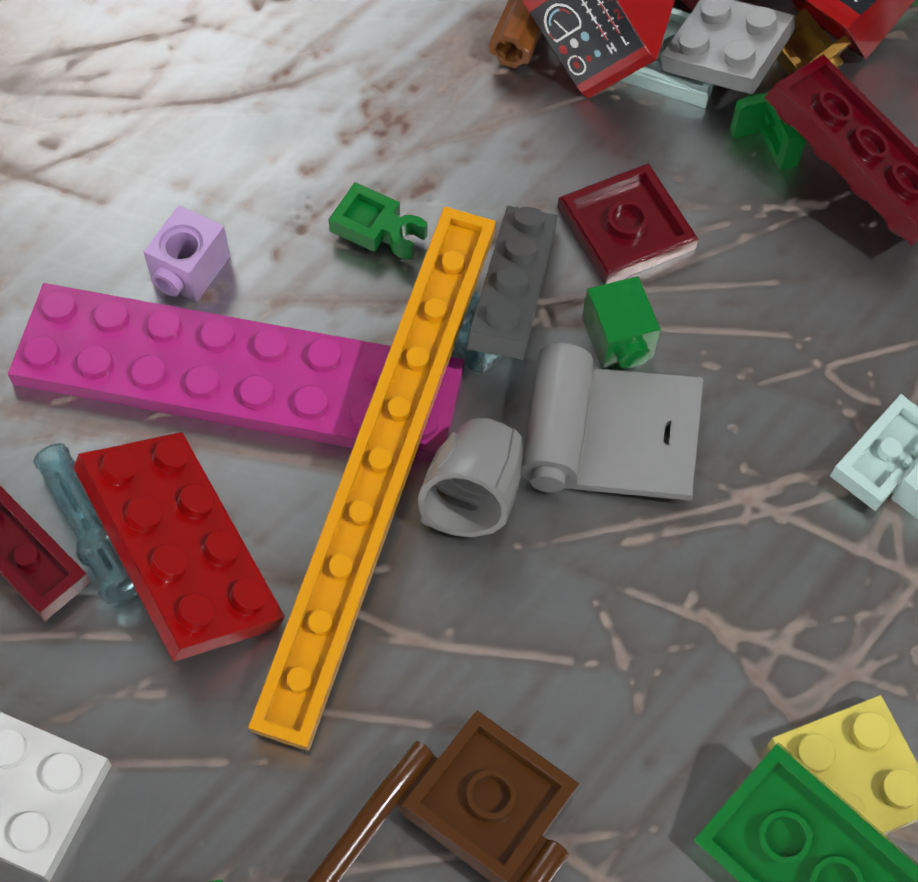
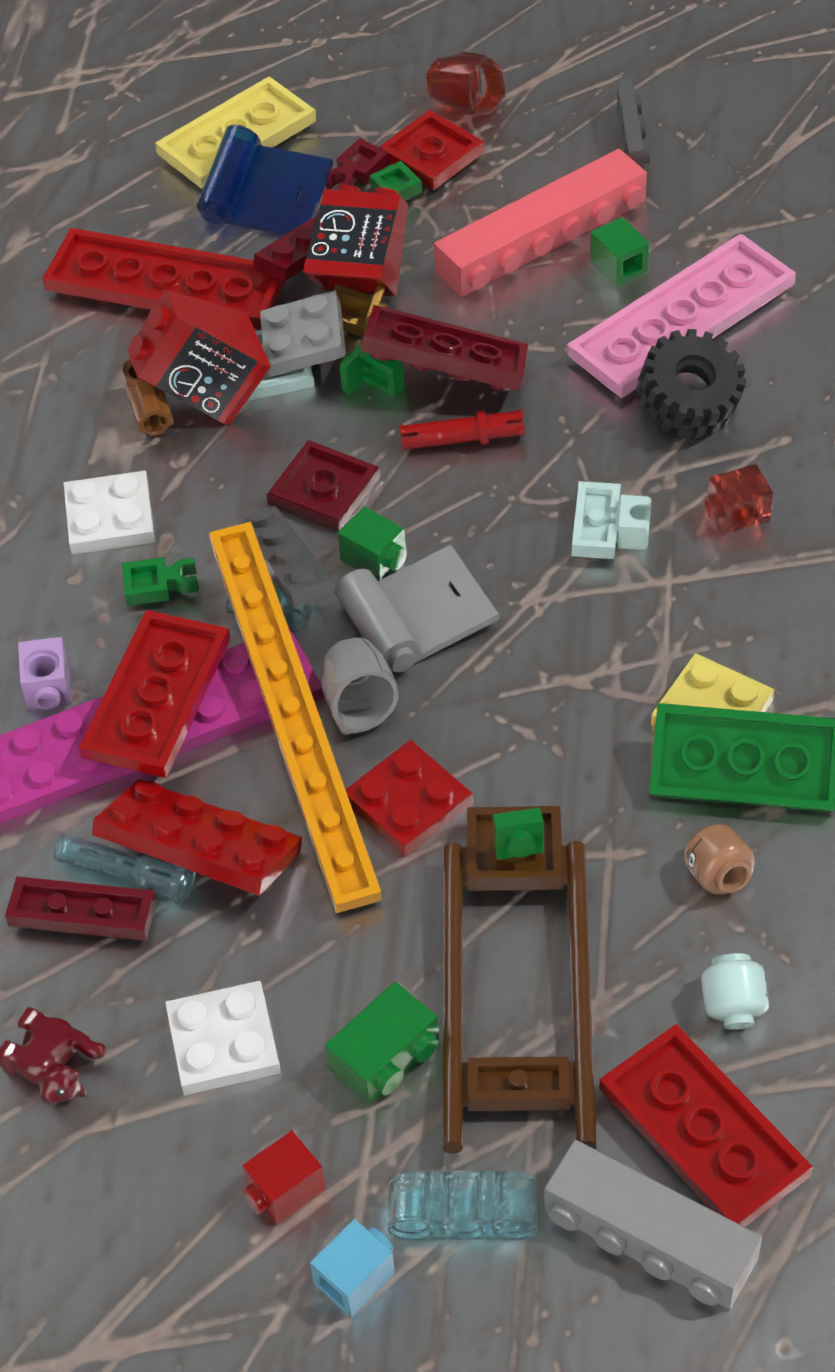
camera: 30 degrees left, 10 degrees down
(259, 351) = (155, 693): none -> red plate
(393, 119) = (108, 512): none -> white plate
(432, 647) = (408, 797): none -> red plate
(490, 797) = (518, 833): none -> green plate
(819, 252) = (462, 430): none -> red pin

